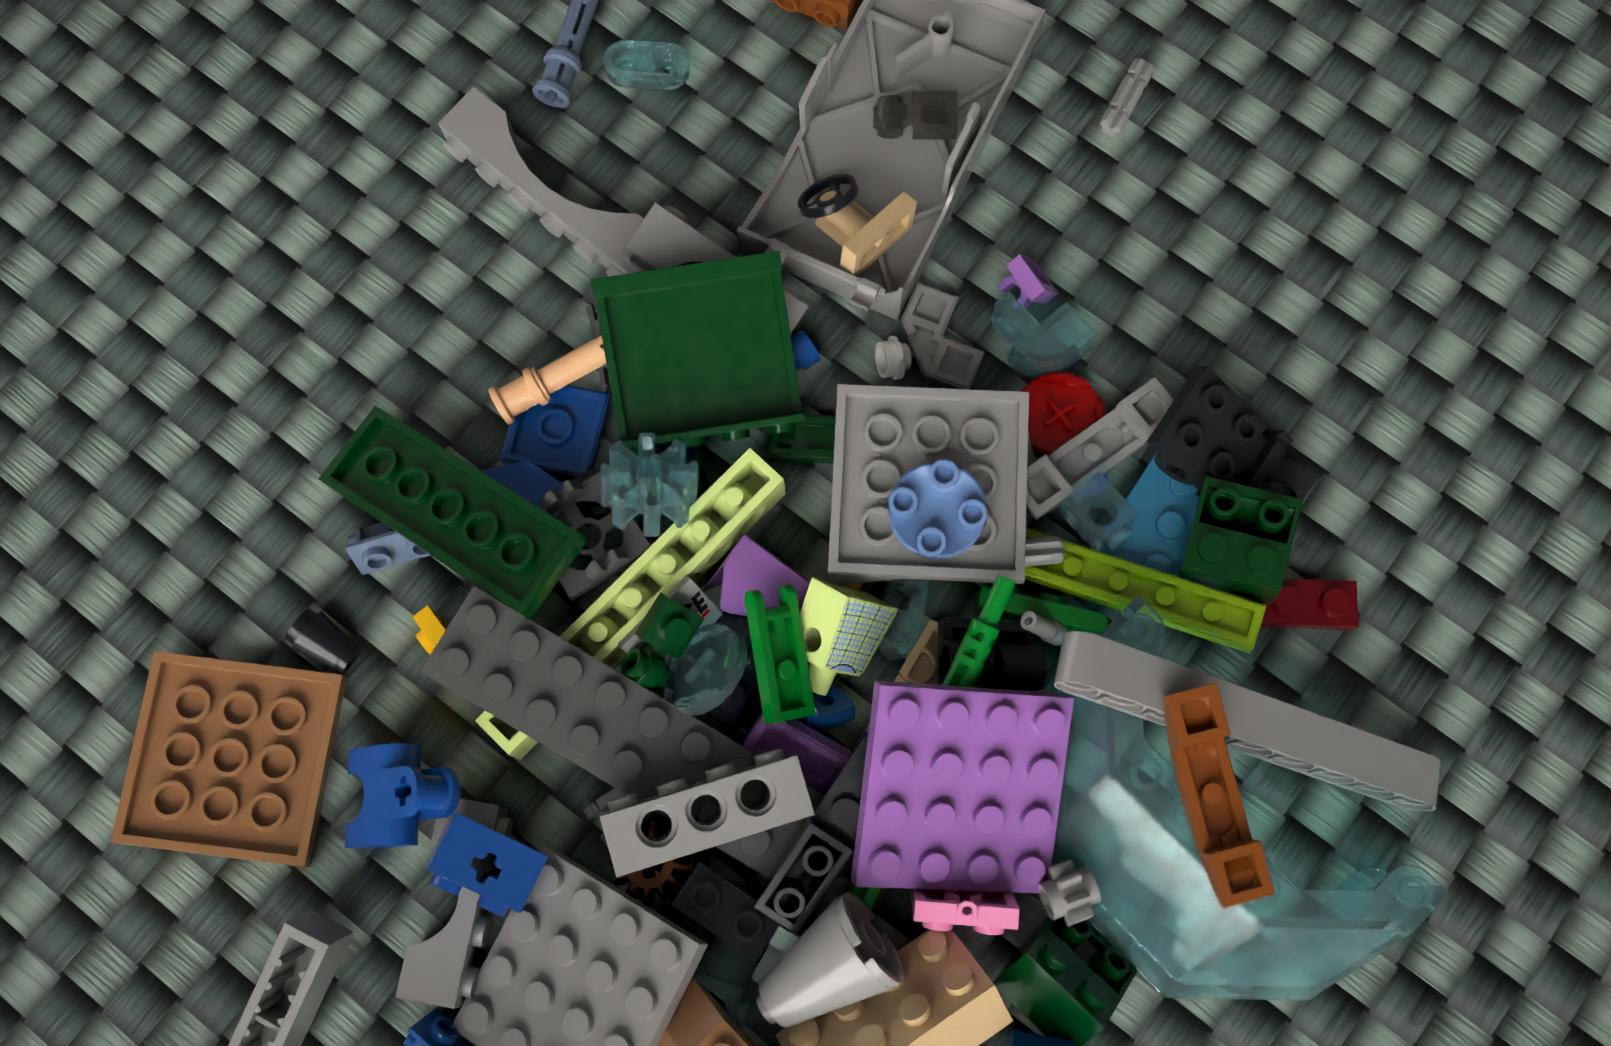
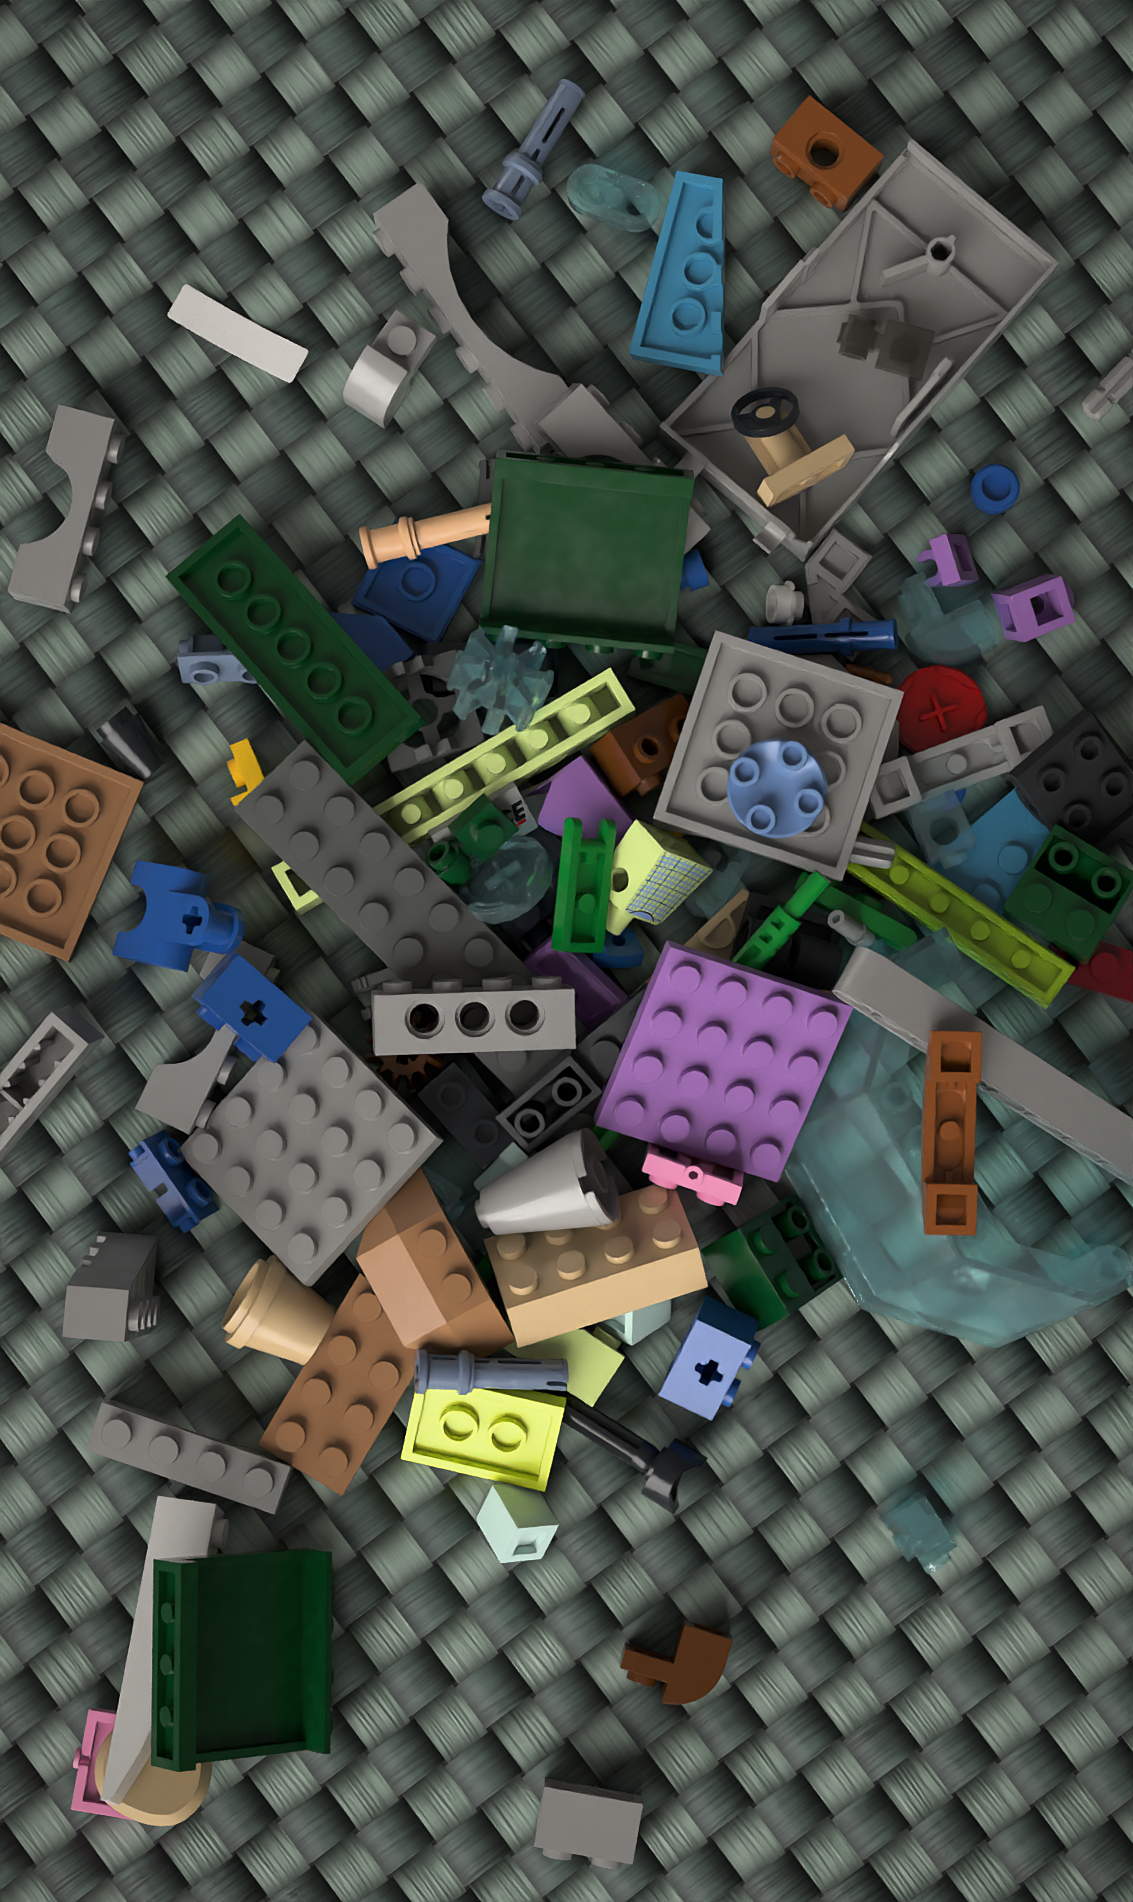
camera: 10 degrees right, 10 degrees up
(217, 500) = (52, 568): none -> light grey arch
(345, 261) = (237, 334): none -> white sticker
(477, 250) = (385, 369): none -> light grey brick
(729, 120) = (685, 290): none -> dark azure wing
(799, 514) = (642, 748): none -> reddish brown brick
(952, 369) = (819, 638): none -> blue pin
(1047, 214) = (994, 488): none -> blue tile
(1069, 893) = (796, 1187): light grey gear -> none
(1116, 300) = (1052, 611): none -> medium lavender brick

